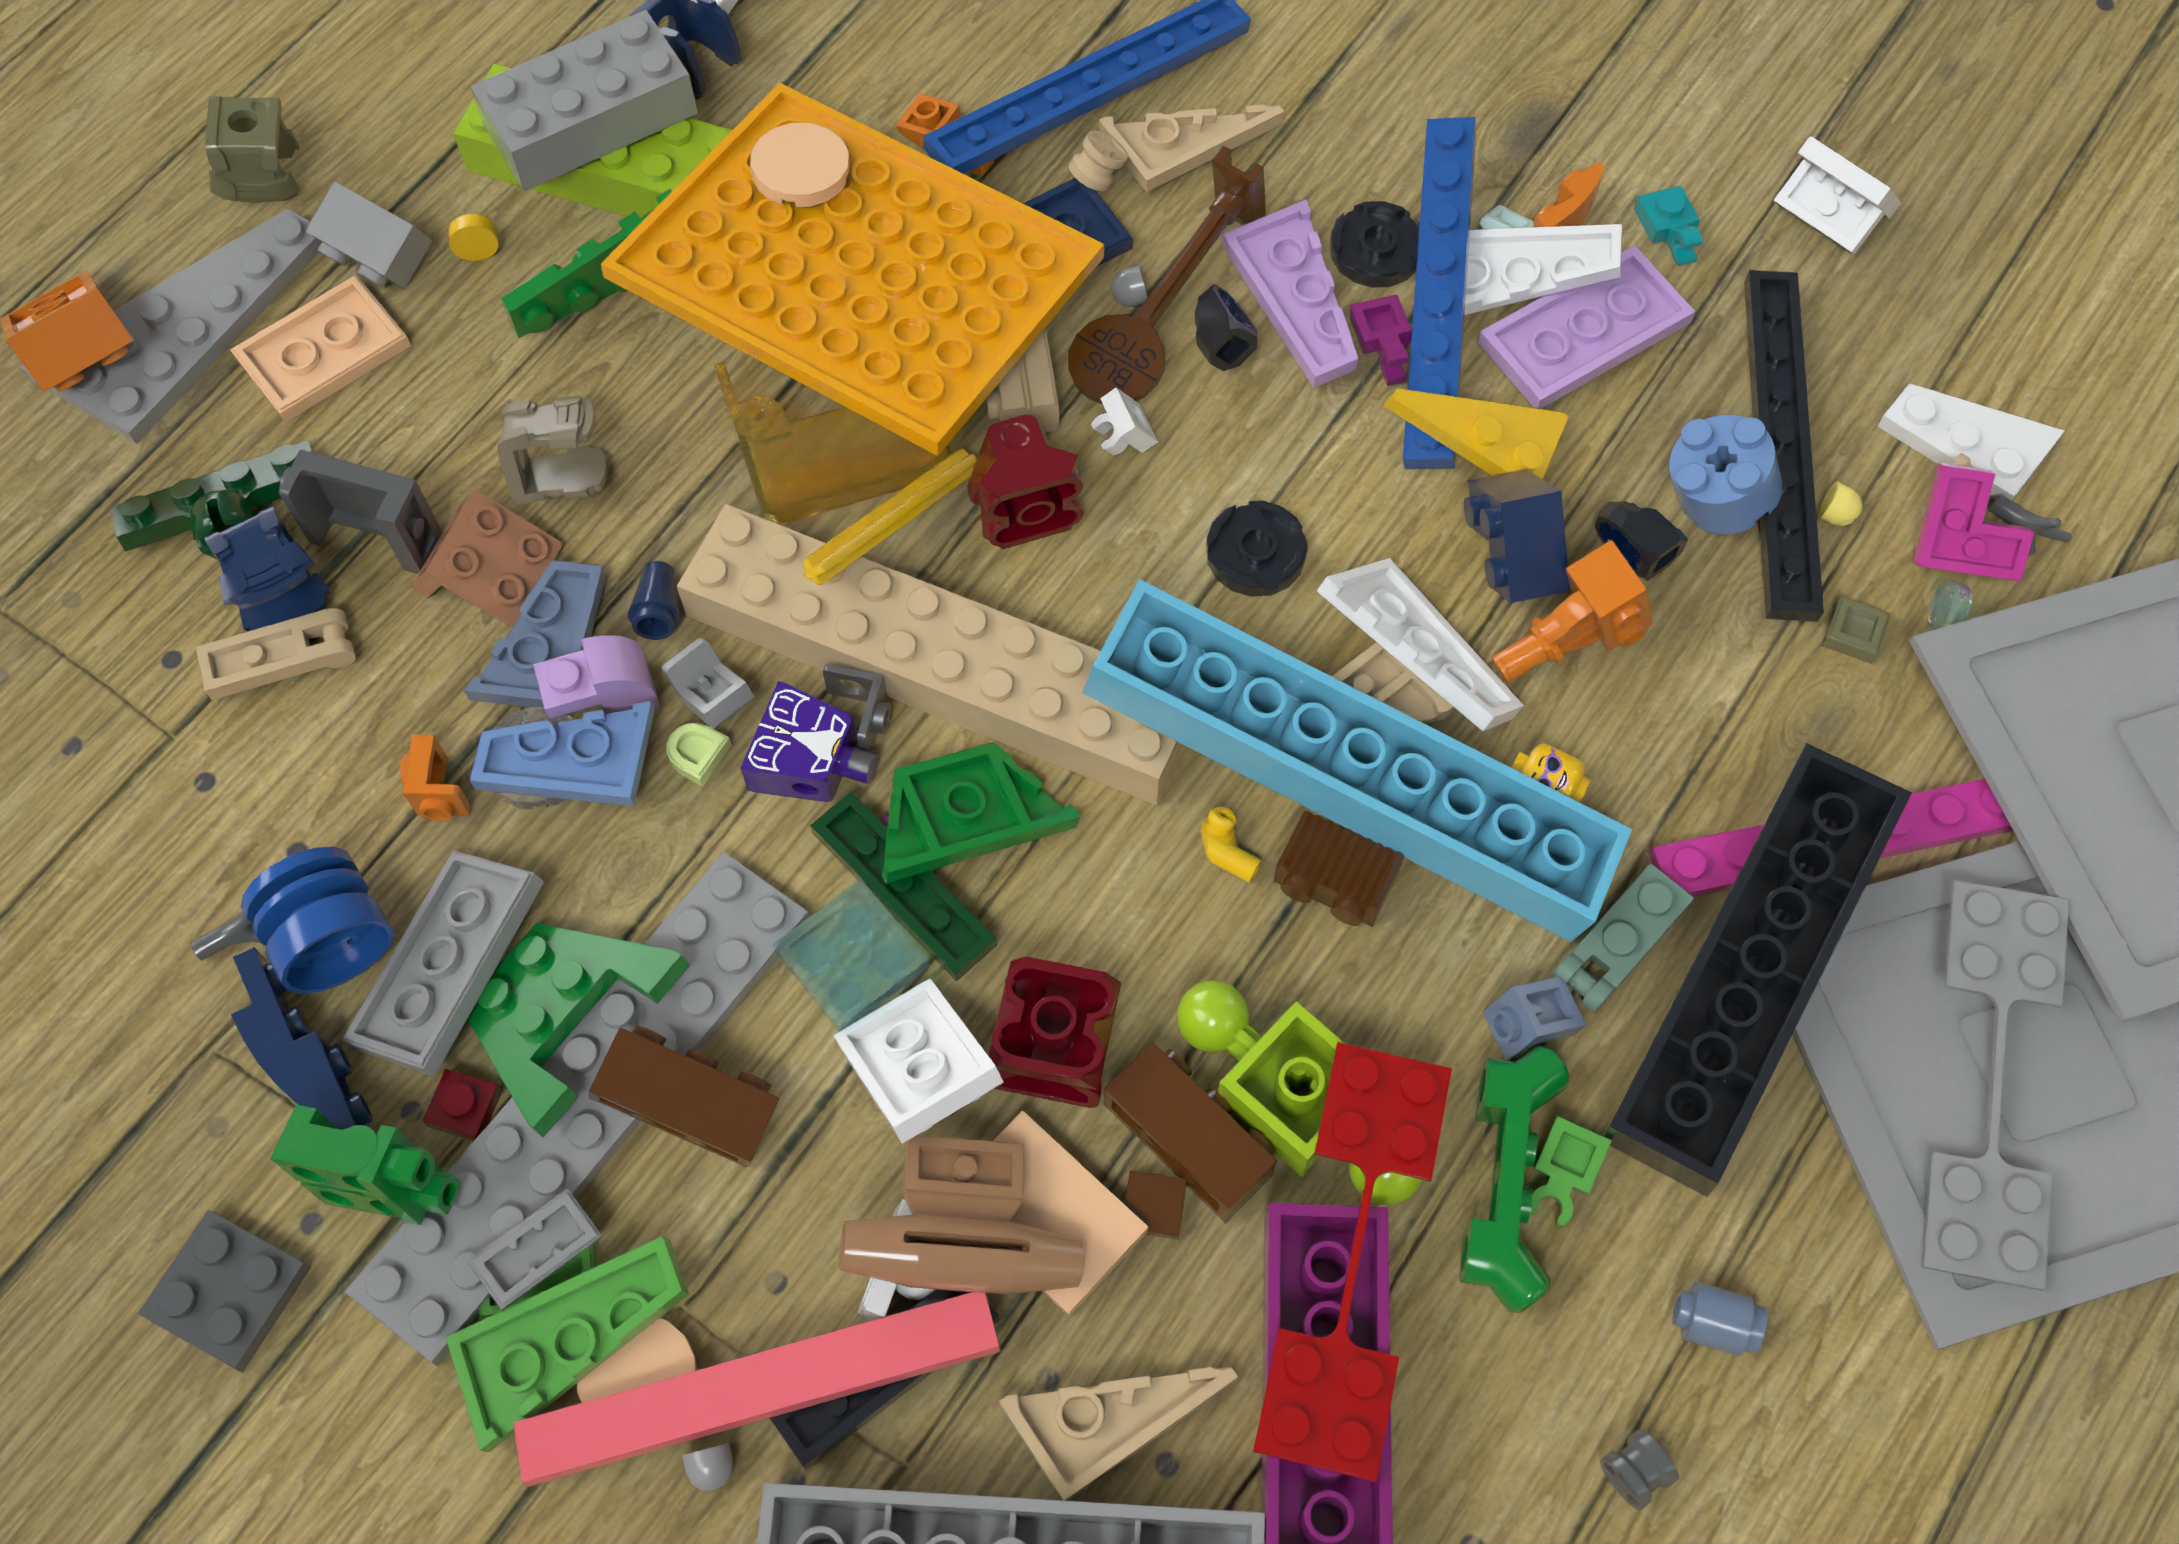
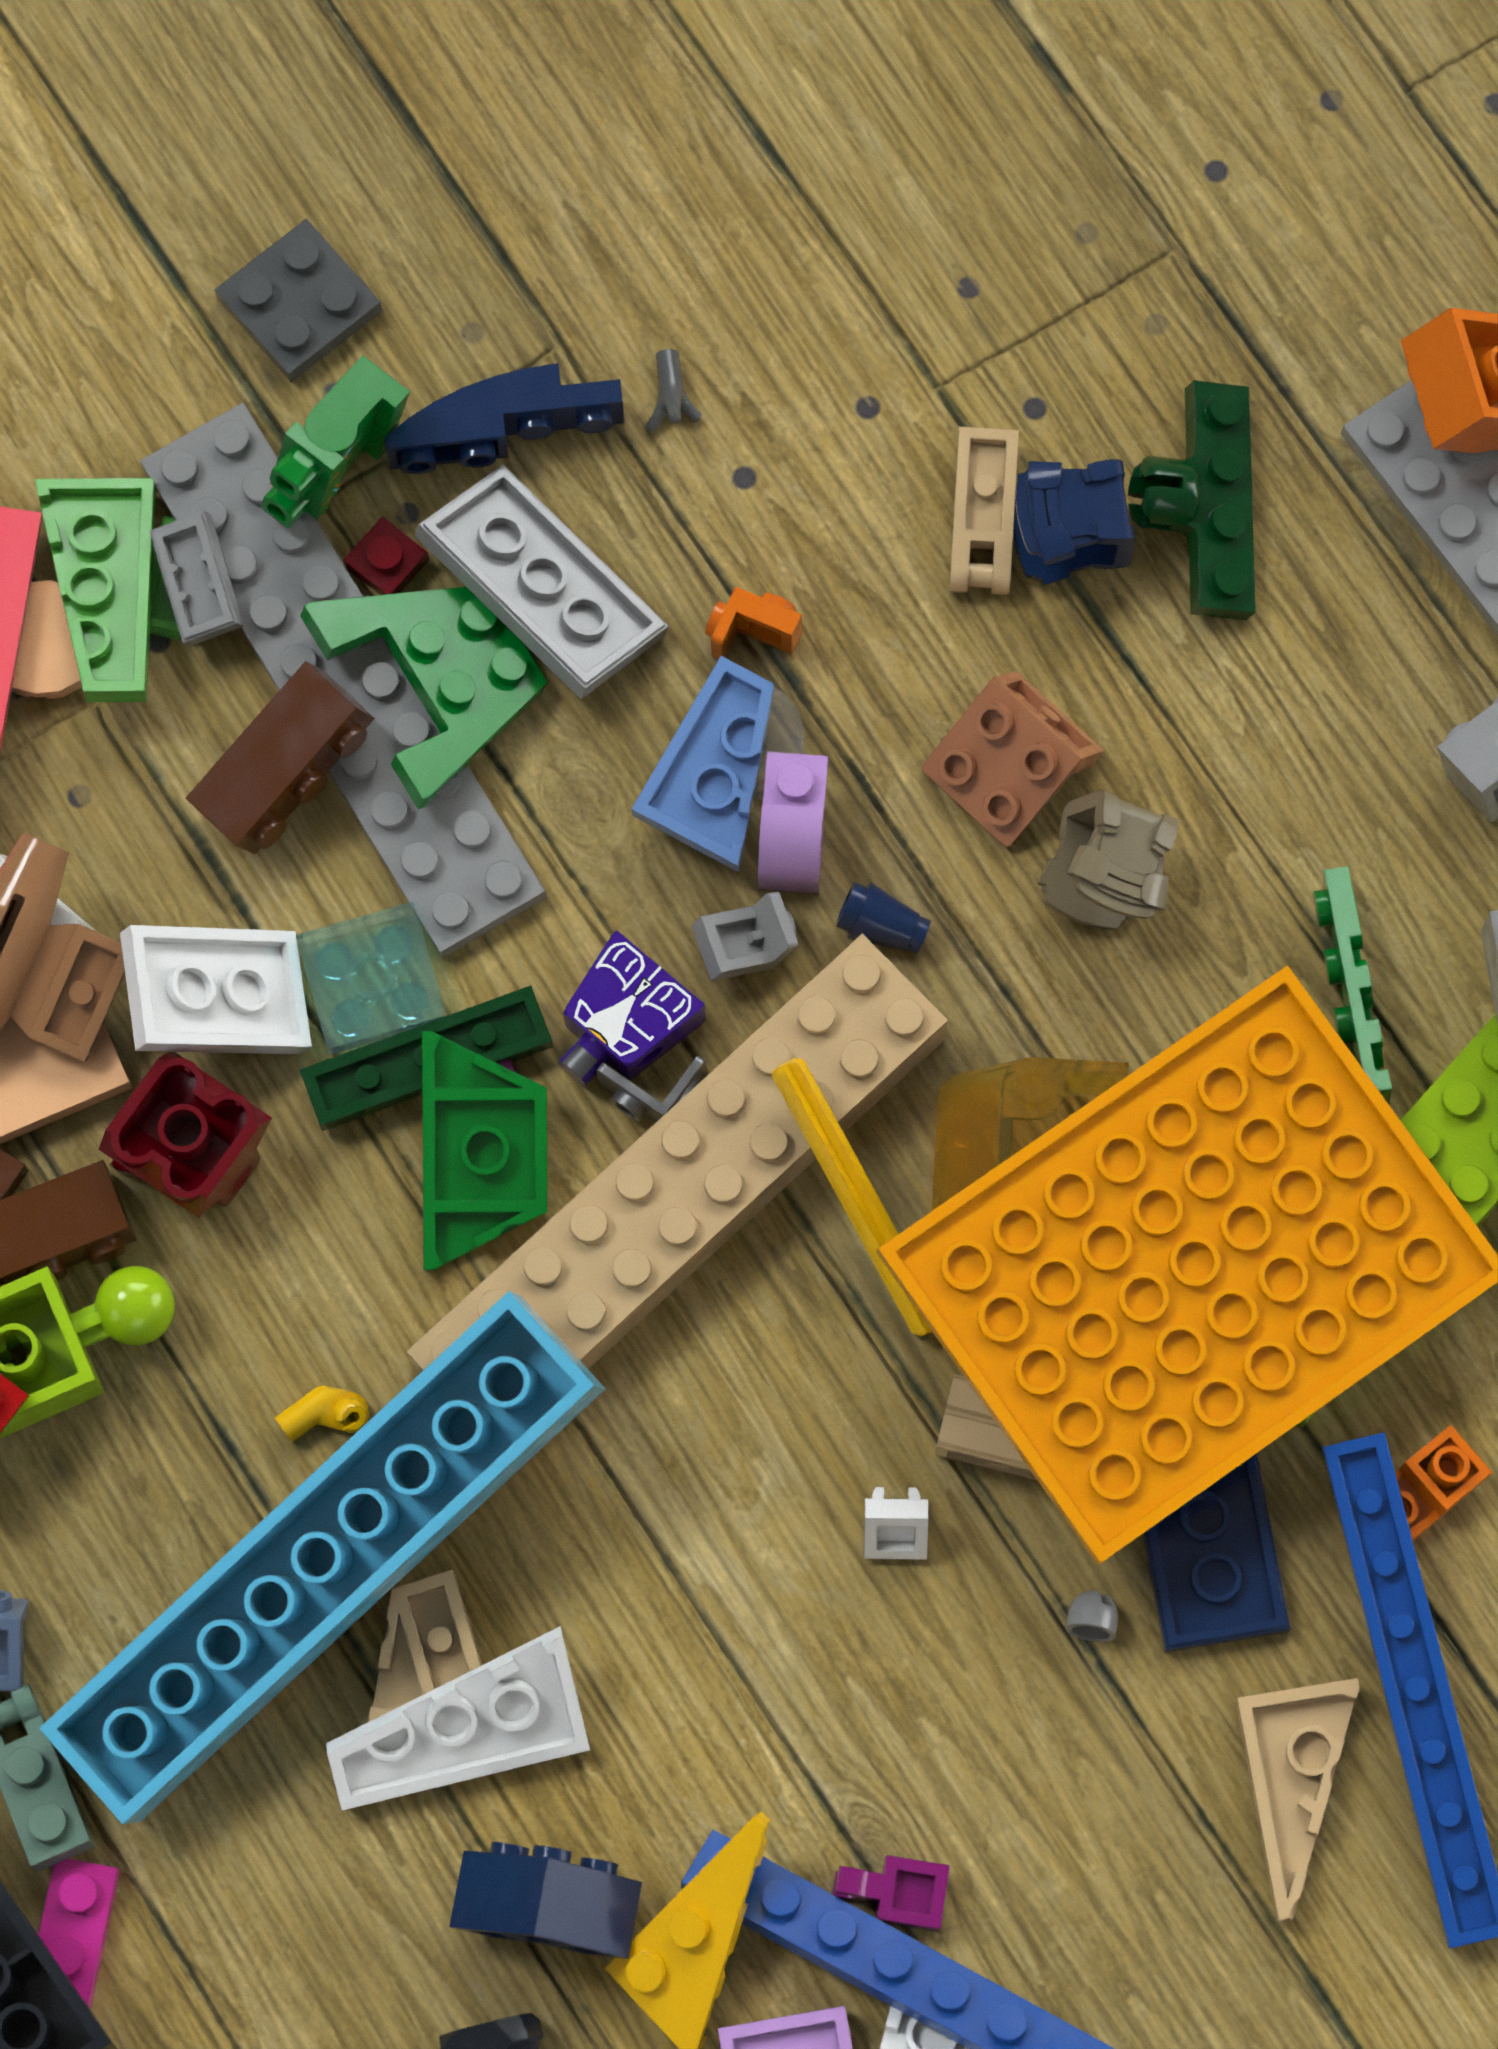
camera: 115 degrees right, 10 degrees up
(316, 920) = (625, 467): blue wheel -> none
(320, 348) = (1389, 660): light nougat tile -> none
(339, 492) = (1082, 682): dark grey panel -> none
(473, 237) = (1476, 869): yellow tile -> none
(550, 626) = (884, 793): sand blue wing -> none
(696, 751) = (679, 903): yellowish green tile -> none
(800, 164) = (1351, 1242): light nougat tile -> none
(1024, 484) = (846, 1364): dark red piece -> none
(1098, 160) = (1296, 1665): tan wheel -> none
(1125, 348) = (1001, 1564): reddish brown piece -> none
(1223, 329) = (983, 1698): black rock -> none
(1256, 548) = (675, 1610): black tile -> none
(1290, 281) = (1018, 1814): lavender wing -> none
(1337, 870) = (232, 1504): reddish brown brick -> none
(1375, 244) = (1043, 1950): black tile -> none
(1554, 770) = (233, 1783): yellow head -> none
(1604, 606) = (405, 1938): orange brick -> none

